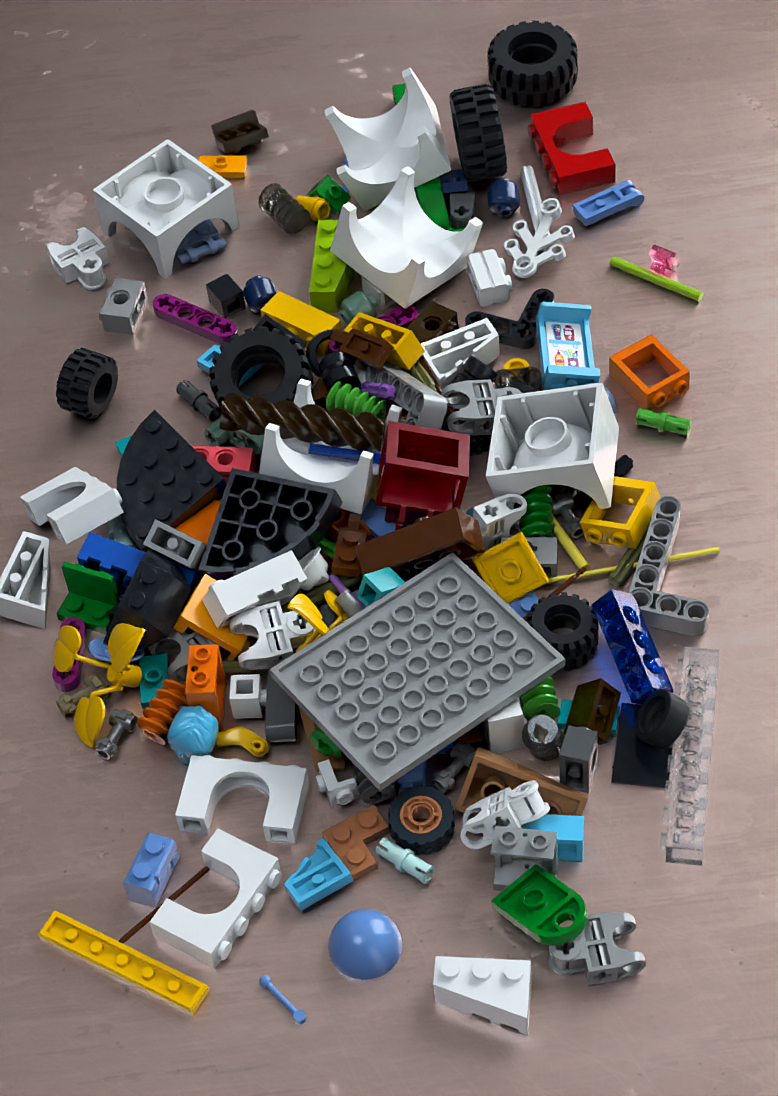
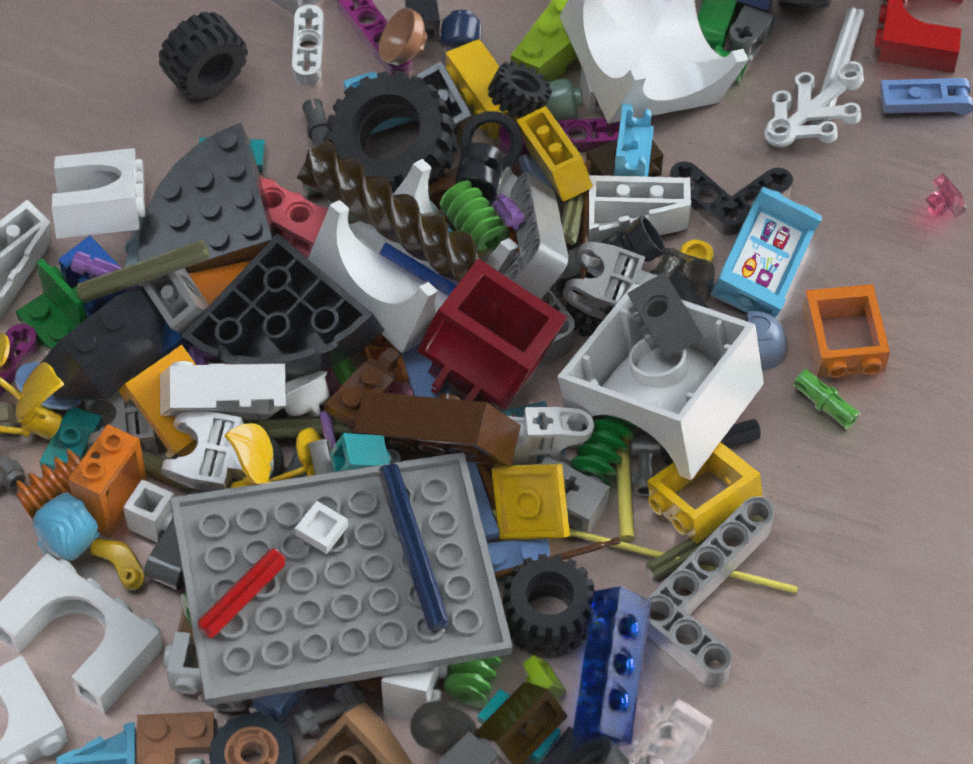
camera: 20 degrees right, 5 degrees up
(116, 550) = (82, 263): none -> medium lavender axle
(148, 535) = (143, 271): none -> olive axle
(152, 357) = (313, 54): none -> white beam
(220, 309) = (402, 37): none -> nougat piece
(332, 310) = (519, 89): none -> black tyre
(361, 705) = (241, 593): none -> red axle
(363, 347) = (520, 152): reddish brown hinge -> none
(389, 639) = (321, 527): none -> white plate
(433, 312) = (633, 143): none -> medium azure hinge
(459, 624) = (413, 547): none -> dark blue axle
(488, 277) = (729, 126): white brick -> none
(503, 197) = (806, 36): dark blue head -> none
(537, 404) = (664, 315): none -> dark grey brick
(582, 675) = (543, 675): none -> lime plate
(656, 279) = (928, 216): lime bar -> none

